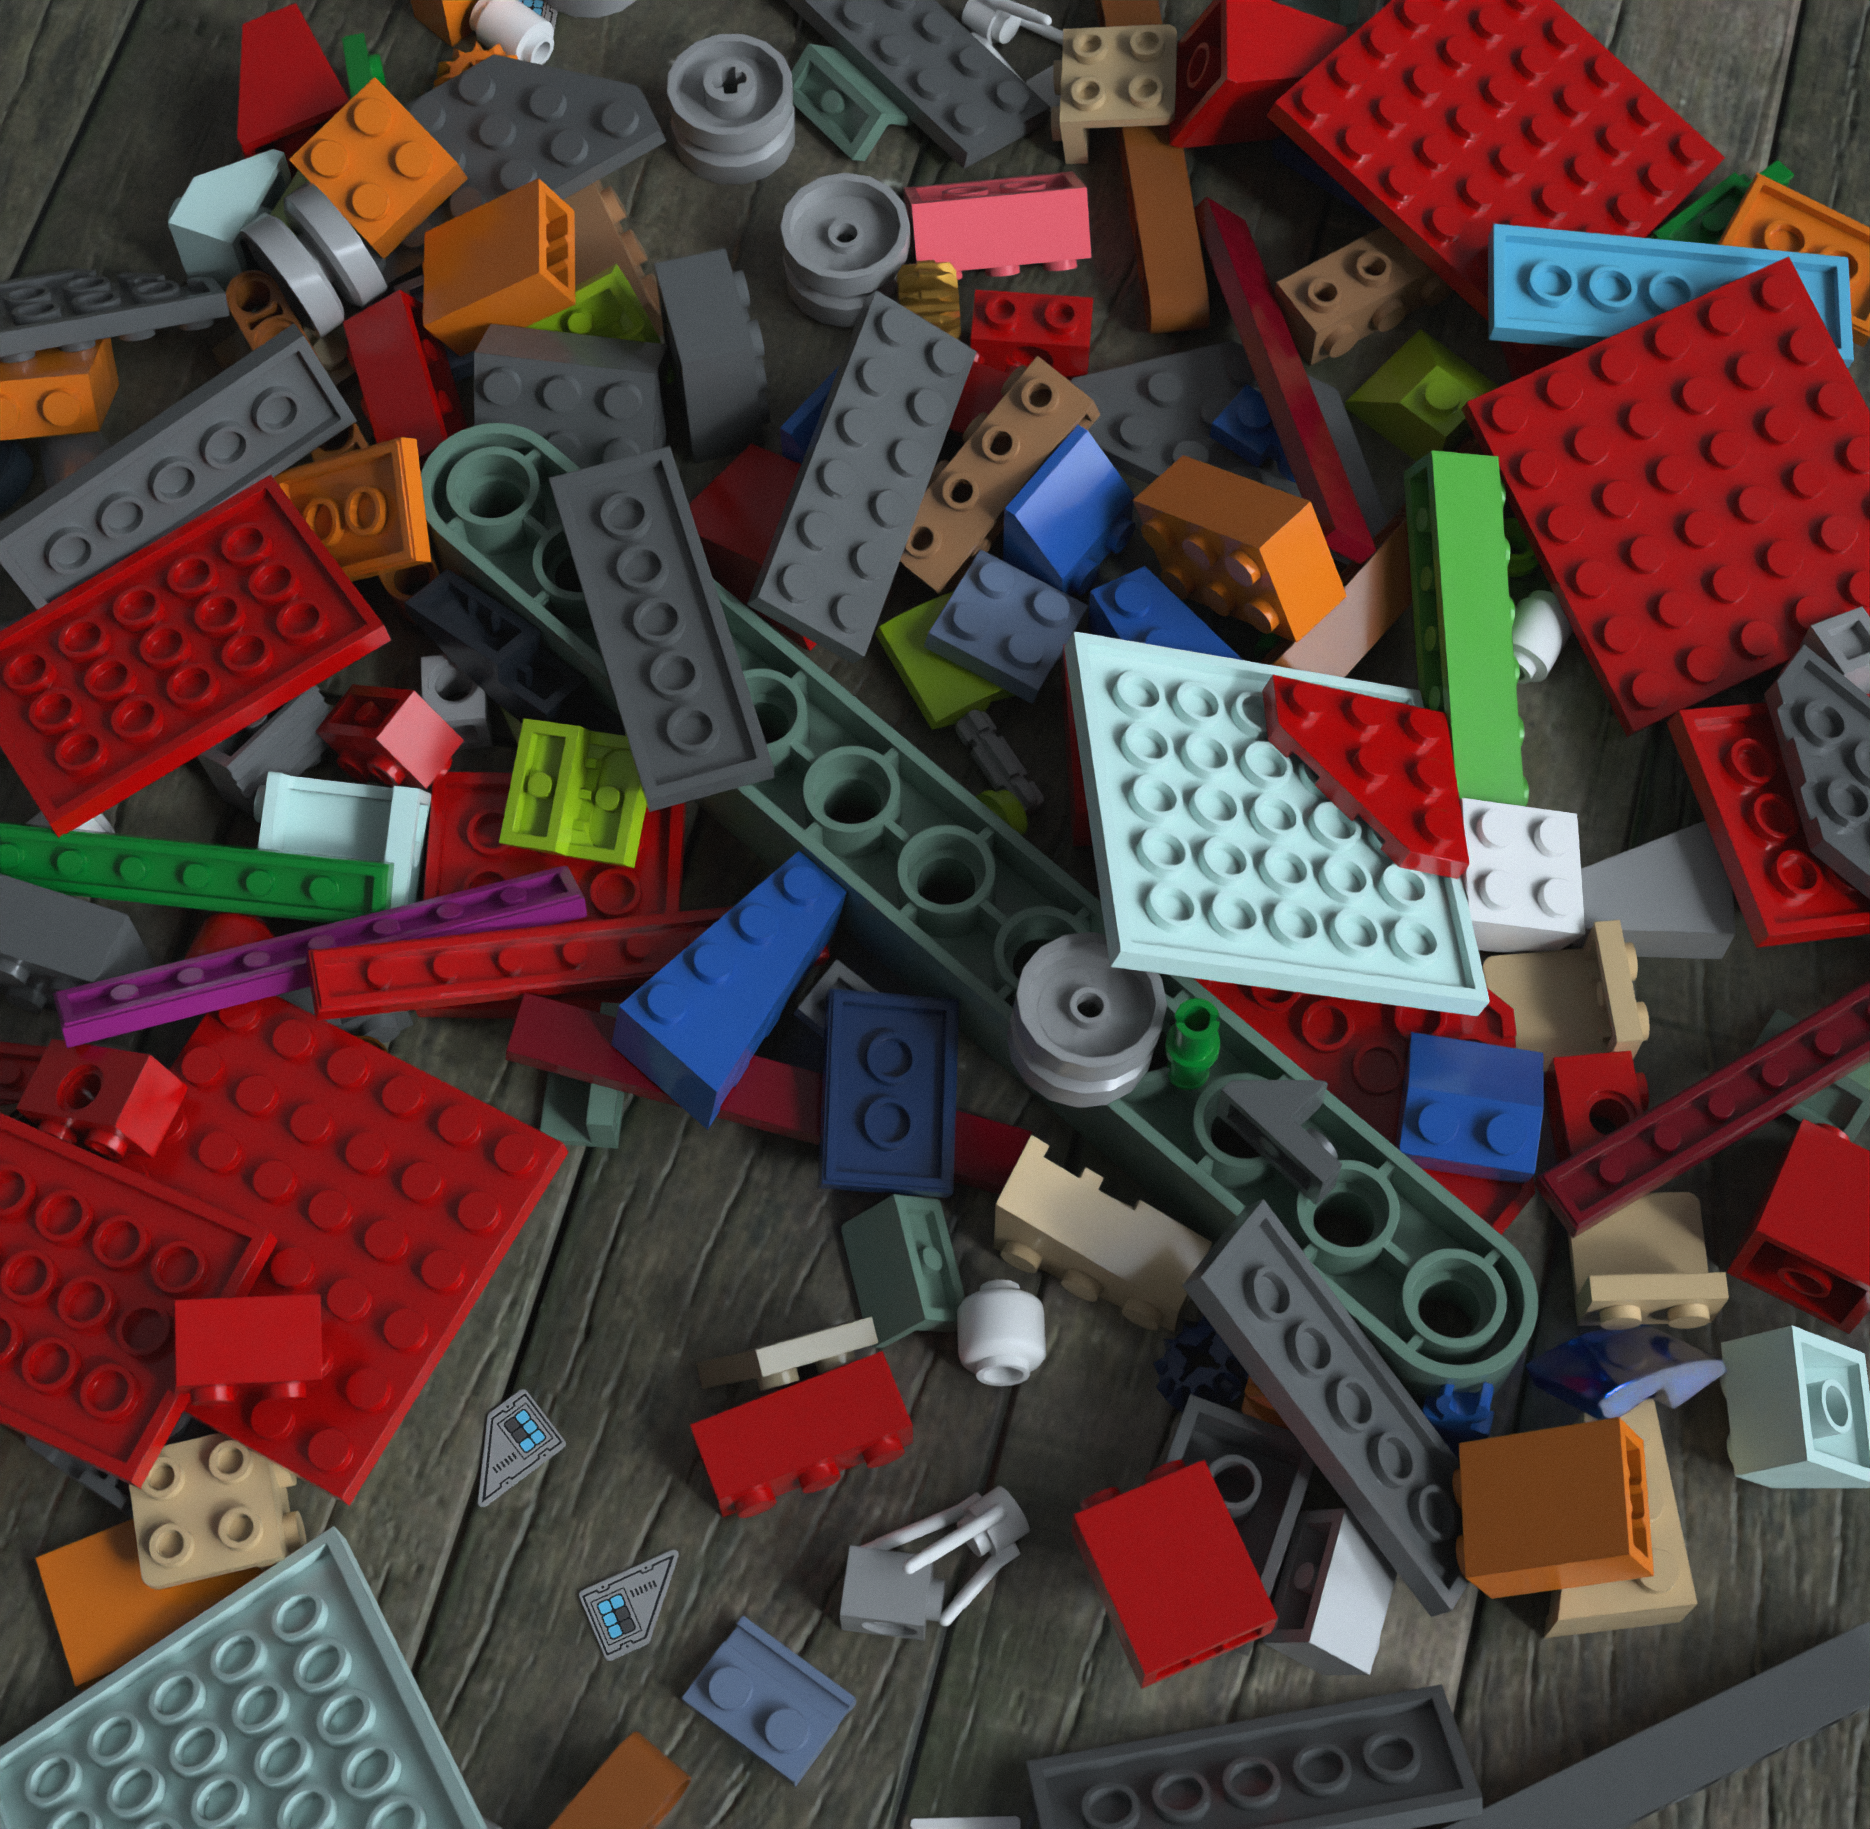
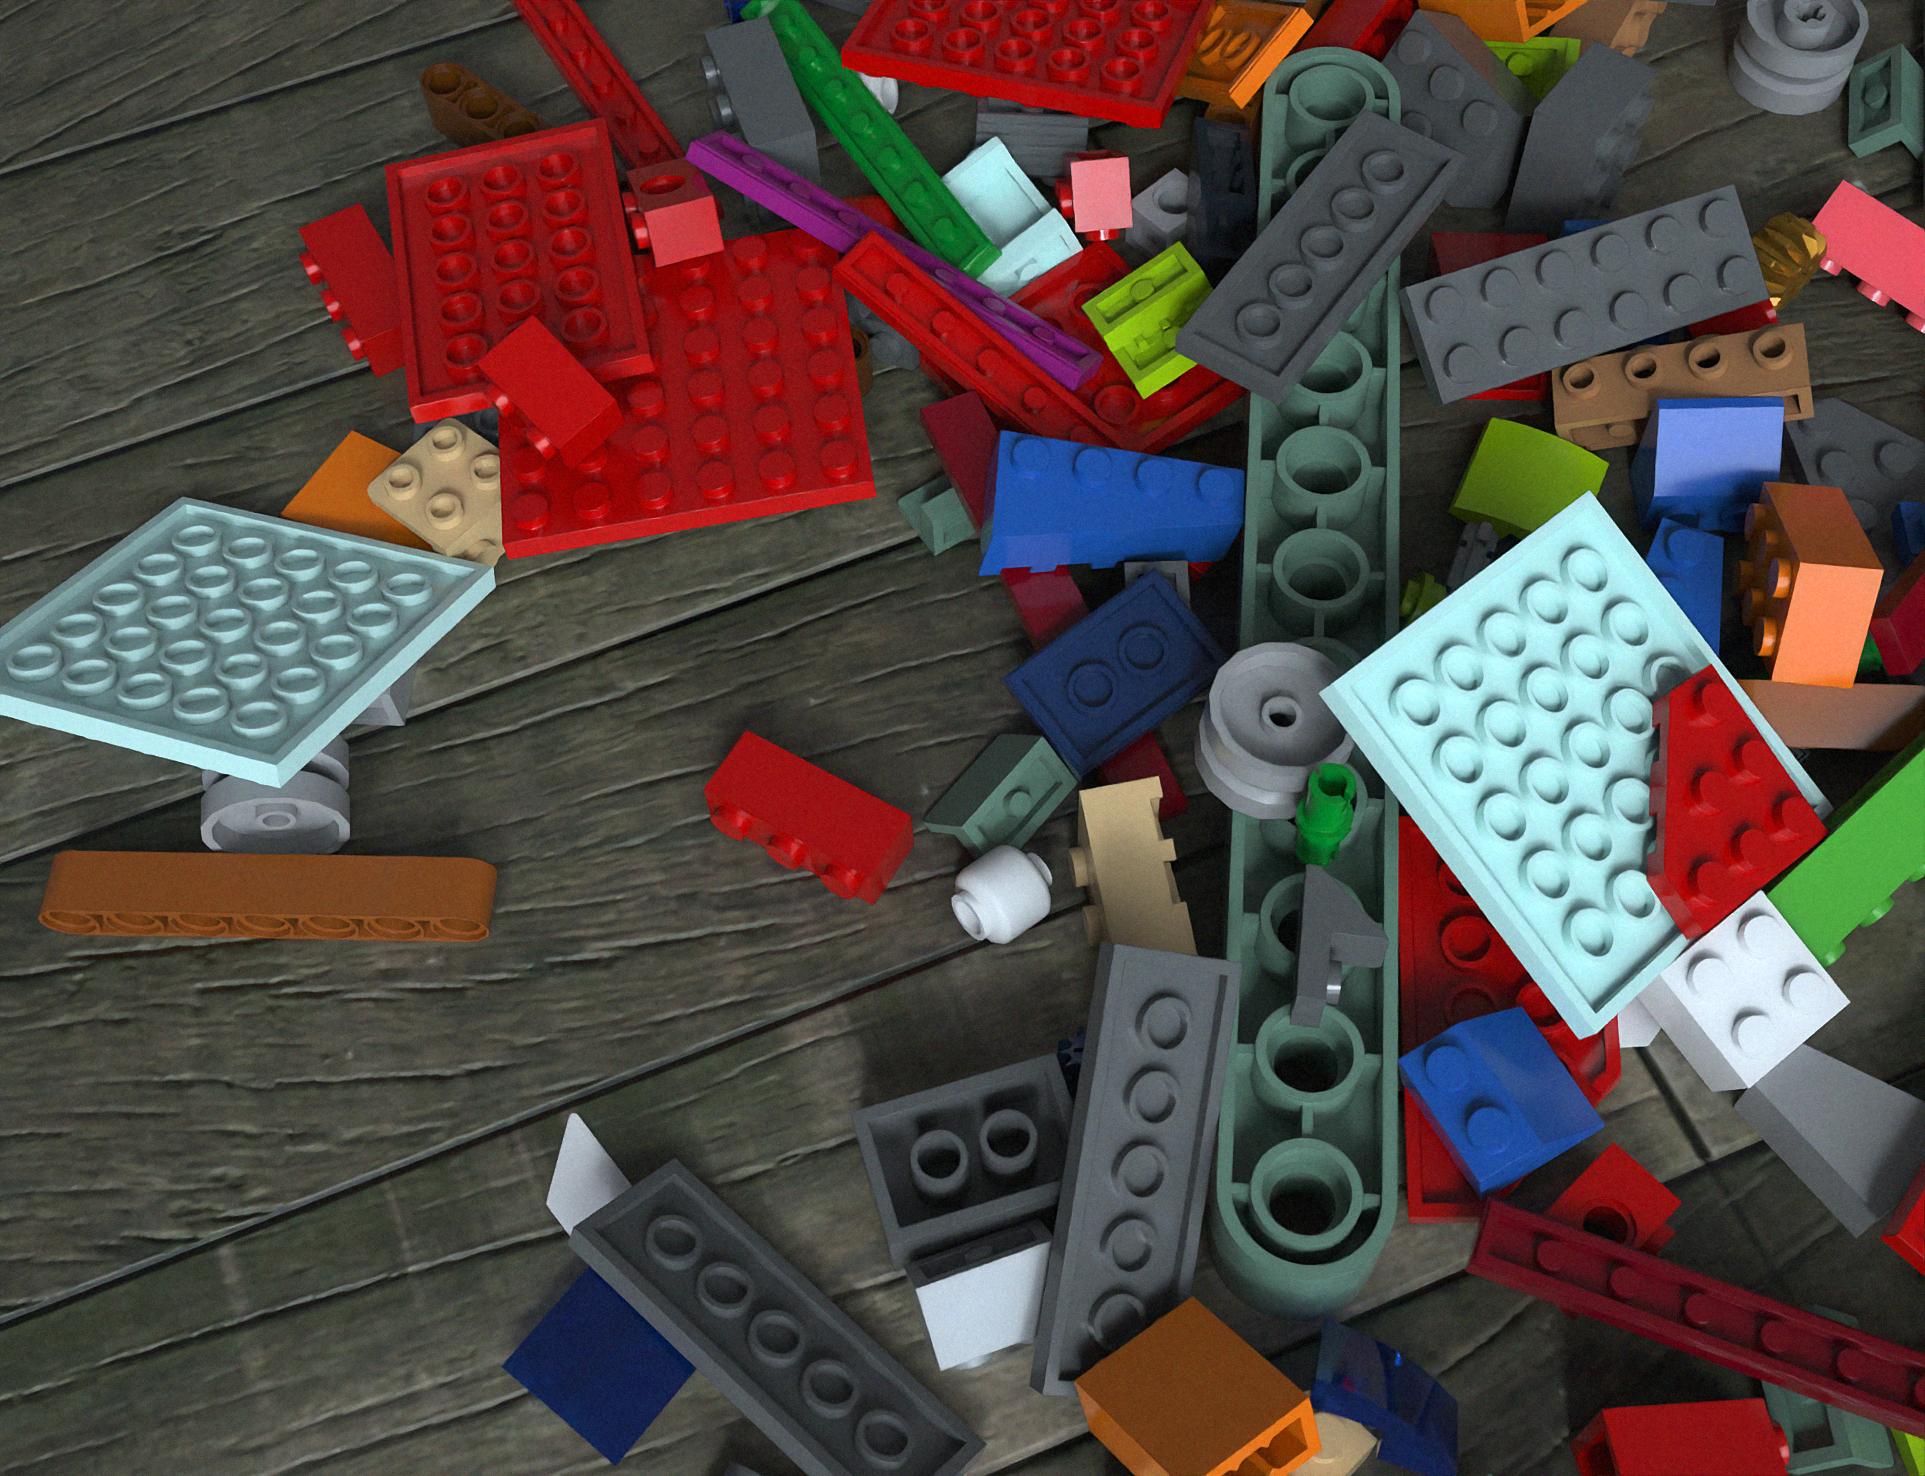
camera: 55 degrees right, 5 degrees down
(515, 1445) = (659, 651): light grey sticker -> none
(628, 1605) = (596, 803): light grey sticker -> none
(769, 1701) = (590, 946): sand blue plate -> none
(777, 1361) = (843, 751): dark tan wing -> none
(842, 244) = (1775, 163): light grey wheel -> none
(885, 1599) = (732, 963): light grey brick -> none
(985, 1525) = (842, 993): white plant -> none
(1005, 626) = (1561, 468): sand blue plate -> none
(1021, 326) = (1846, 345): red brick -> none
(1172, 1571) = (883, 1132): red brick -> none
(1460, 1415) = (1224, 1285): blue plate -> none
(1573, 997) = (1683, 1124): tan bracket -> none
(1646, 1267) = (1506, 1360): tan bracket -> none

